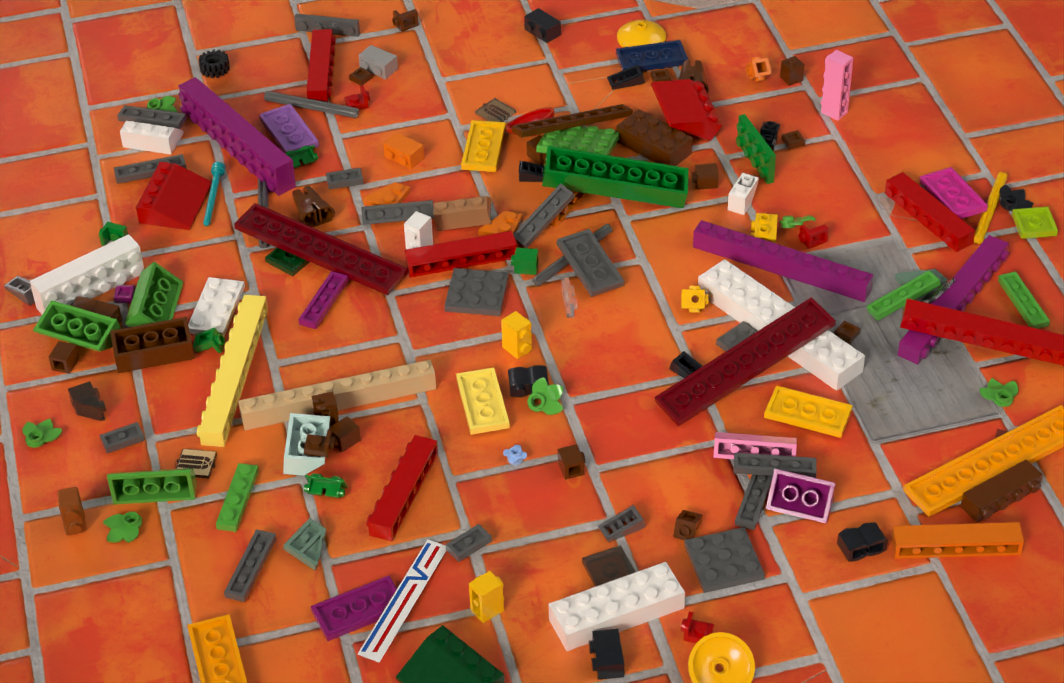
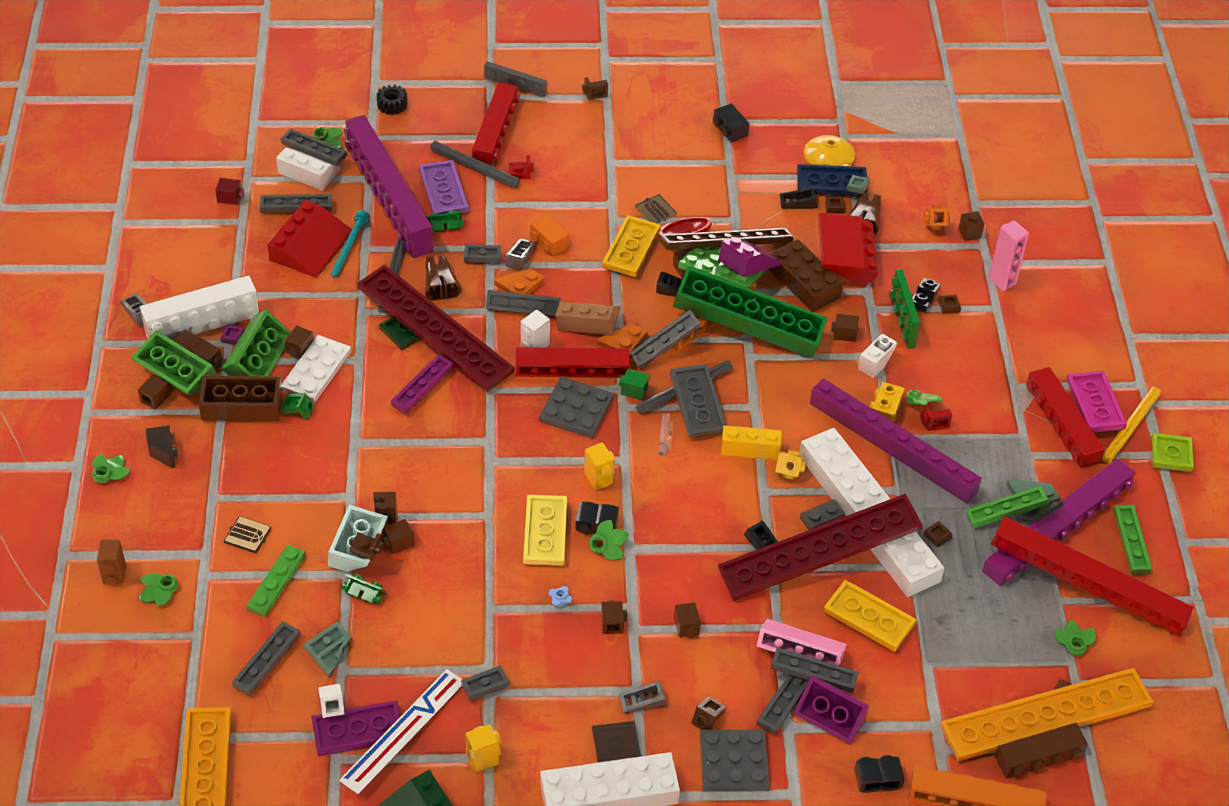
camera: 10 degrees right, 5 degrees up
(81, 170) = (229, 191): none -> dark red brick
(112, 232) = (240, 266): green bracket -> none
(122, 437) = (184, 491): dark grey plate -> none
(152, 486) = (197, 550): bright green slope -> none
(192, 286) = (298, 341): none -> reddish brown brick
(233, 371) = (311, 443): light yellow brick -> none
(326, 587) = (331, 700): none -> white brick
(348, 393) = (410, 491): tan brick -> none
(360, 76) = (532, 142): reddish brown tile -> none
(378, 61) = (553, 130): light grey brick -> none
(380, 172) = (518, 256): none -> flat silver slope
(402, 488) = (438, 608): red brick -> none
(596, 130) = (745, 257): none -> magenta slope
(641, 449) = (687, 620): none -> reddish brown brick
(651, 288) = (751, 442): none -> yellow brick
(678, 54) = (858, 184): none -> sand green tile
(1013, 199) = (1160, 420): black plate -> none

